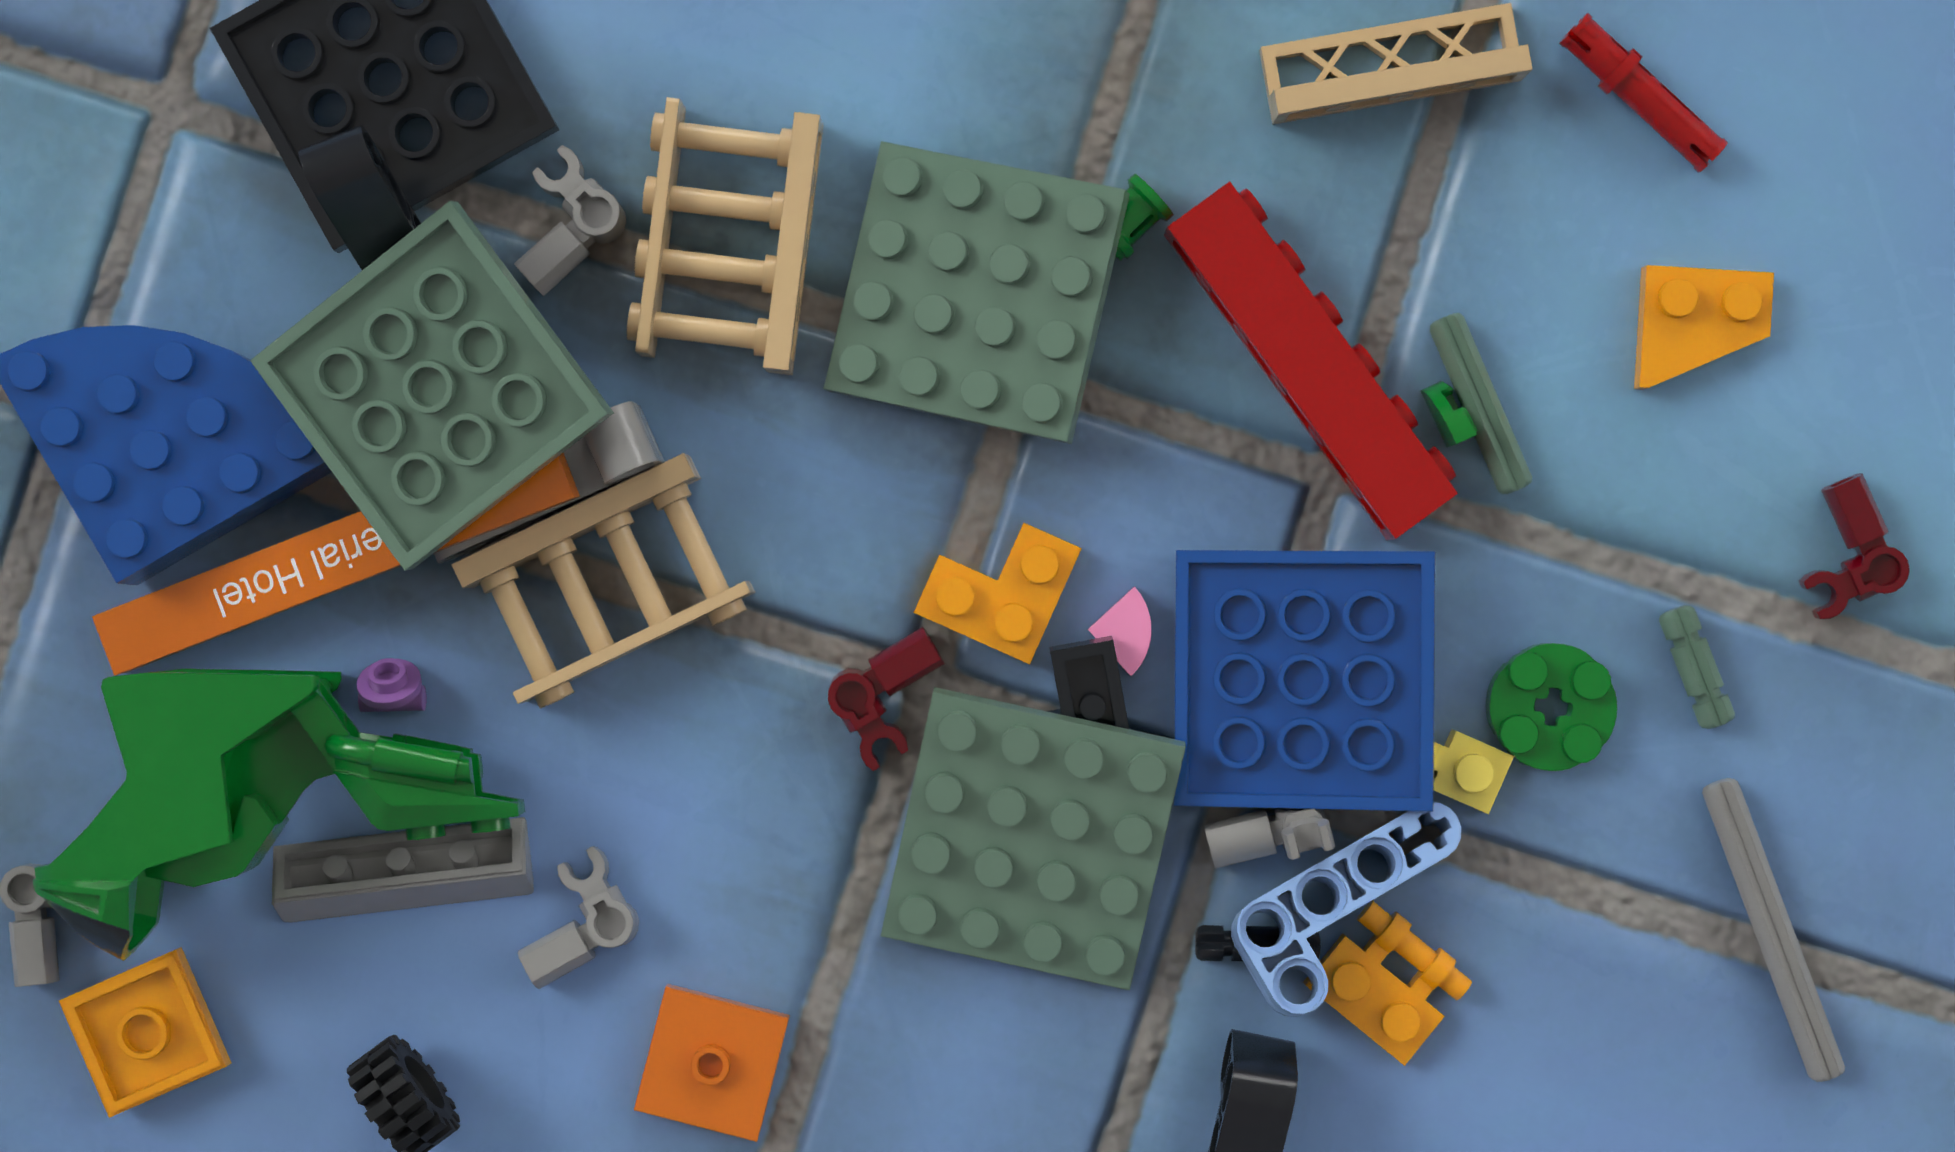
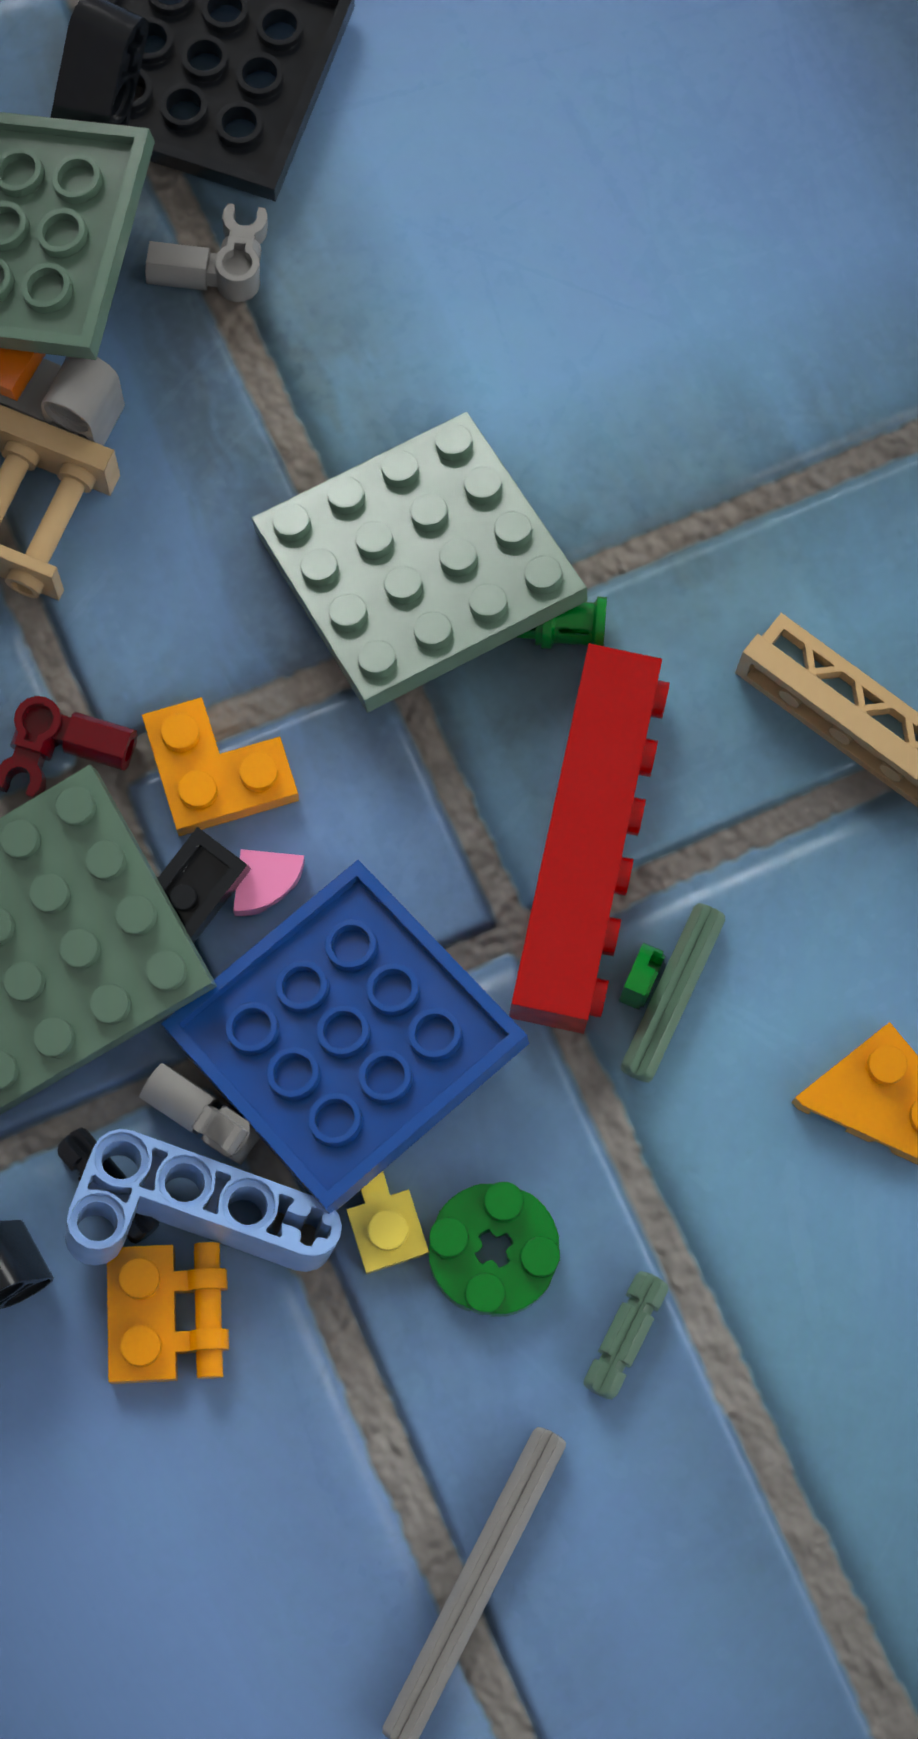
camera: 45 degrees right, 15 degrees down
(784, 211) = (307, 421): tan fence -> none
(1875, 566) = (832, 1405): dark red bar -> none

